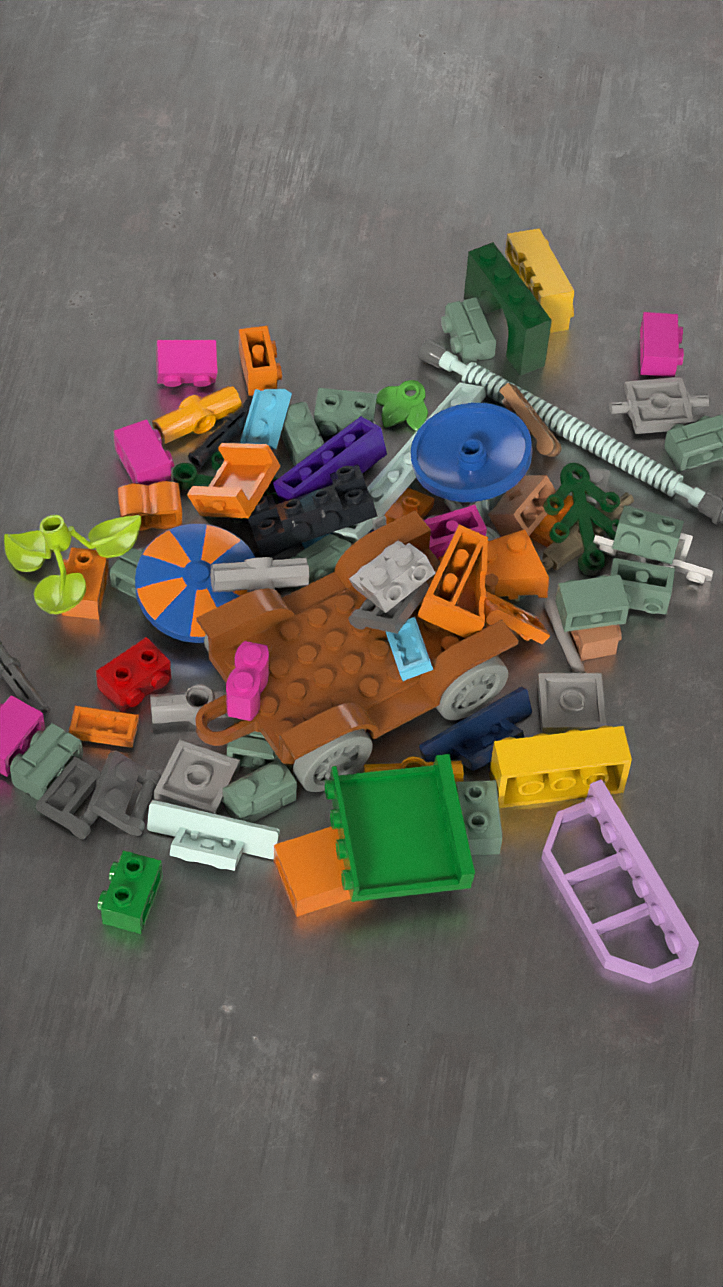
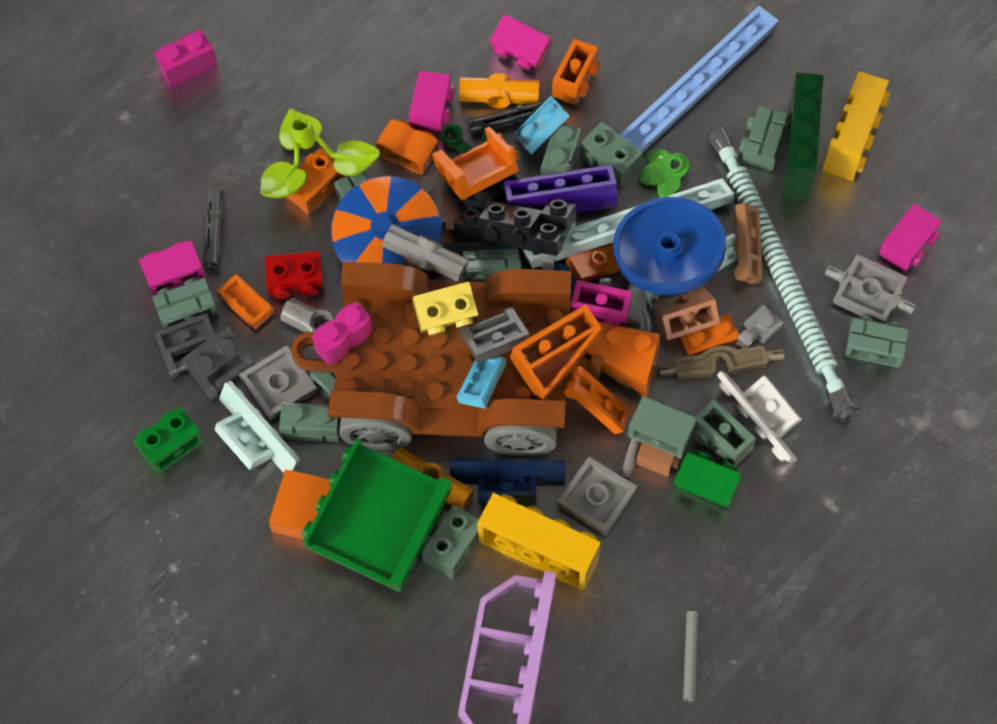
camera: 40 degrees right, 10 degrees up
(325, 604) = (445, 308): none -> light yellow brick
(372, 310) = (700, 79): none -> light blue plate
(392, 575) = (507, 315): light grey plate -> none
(584, 513) = (727, 346): dark green plant -> none
(647, 534) = (759, 398): sand green brick -> none
(658, 630) = (708, 479): none -> green brick

